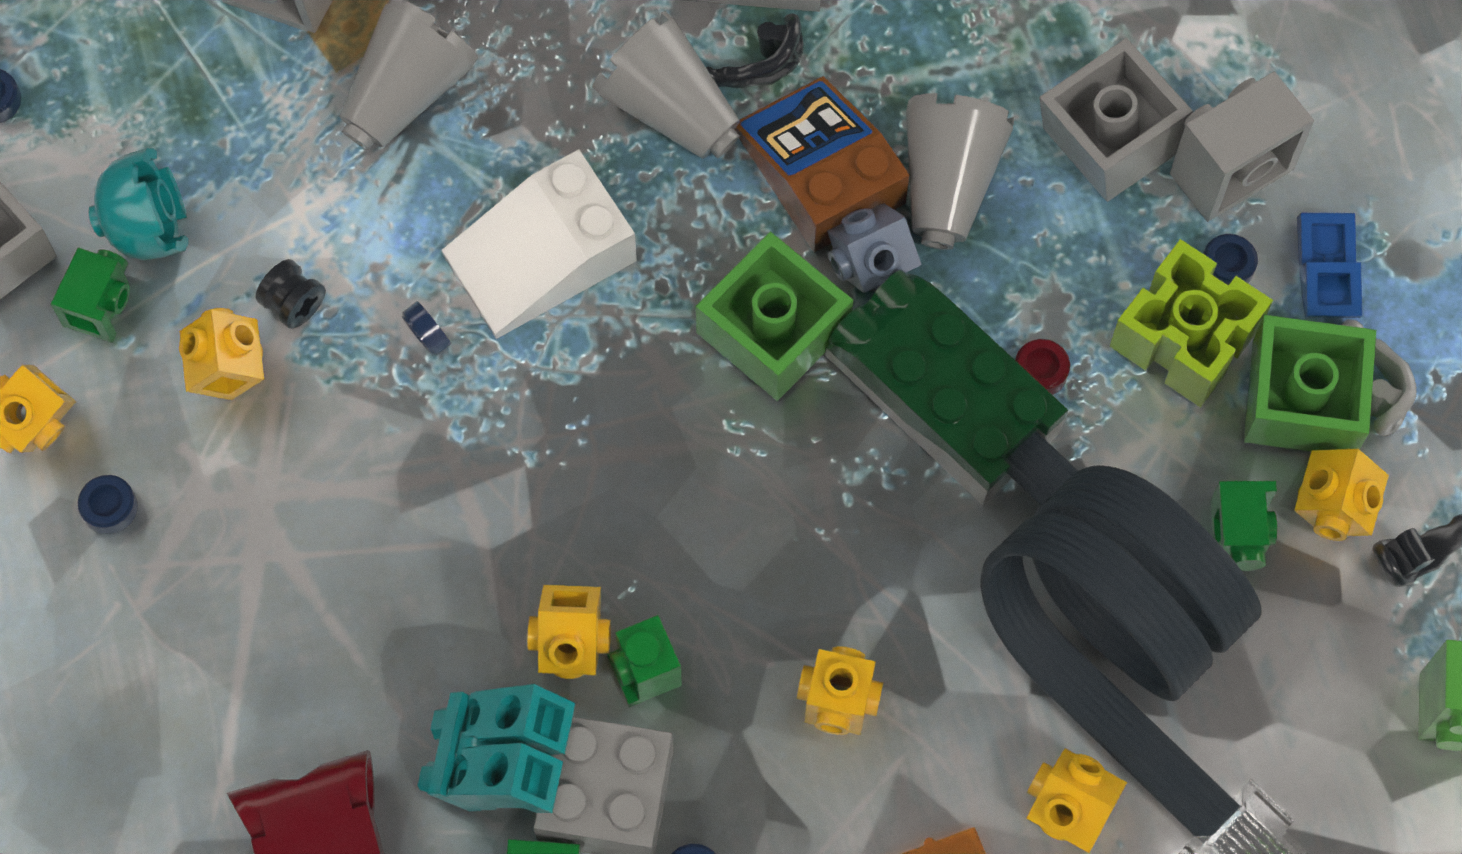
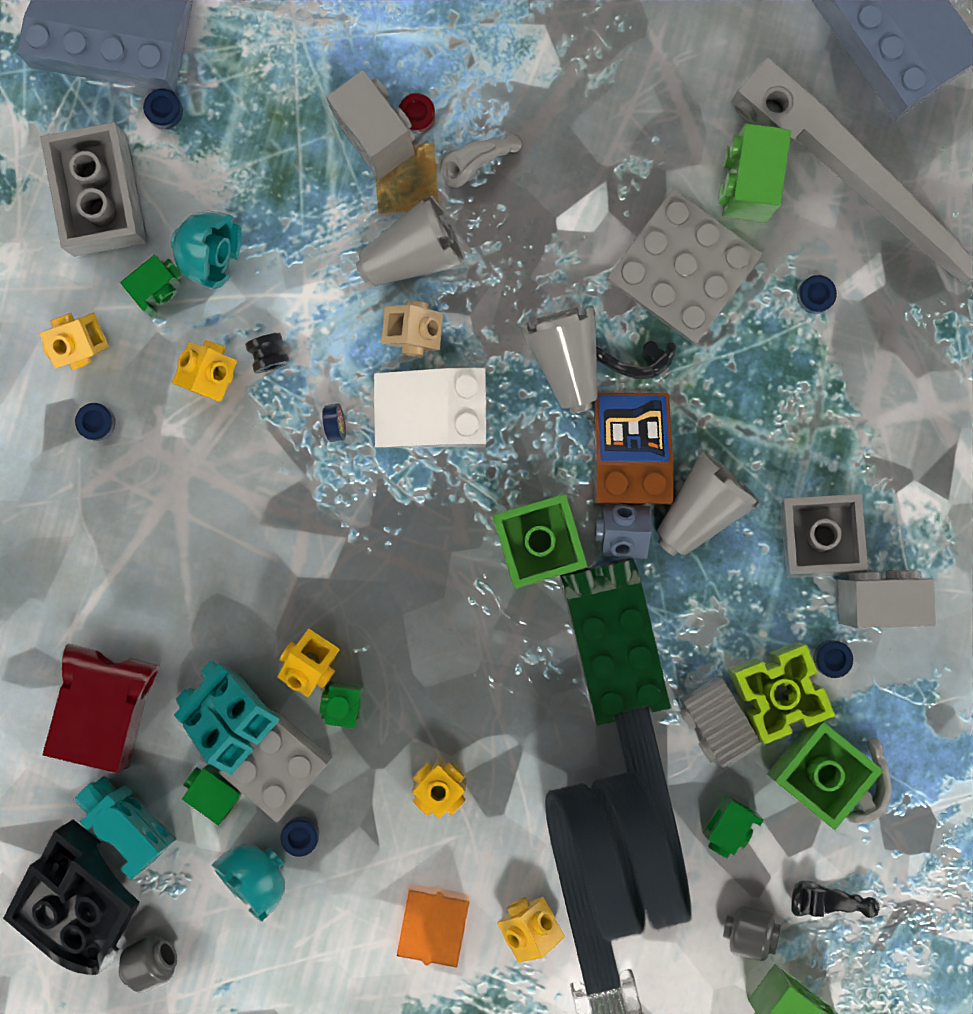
camera: 30 degrees right, 20 degrees up
(459, 162) = (420, 328): none -> tan brick
(1046, 363) = (679, 658): dark red tile -> none
(1141, 407) = (719, 721): none -> light grey brick
(1329, 266) = (889, 696): blue slope -> none
(1341, 493) = (797, 846): yellow brick -> none
(1362, 638) = (752, 933): none -> dark grey head

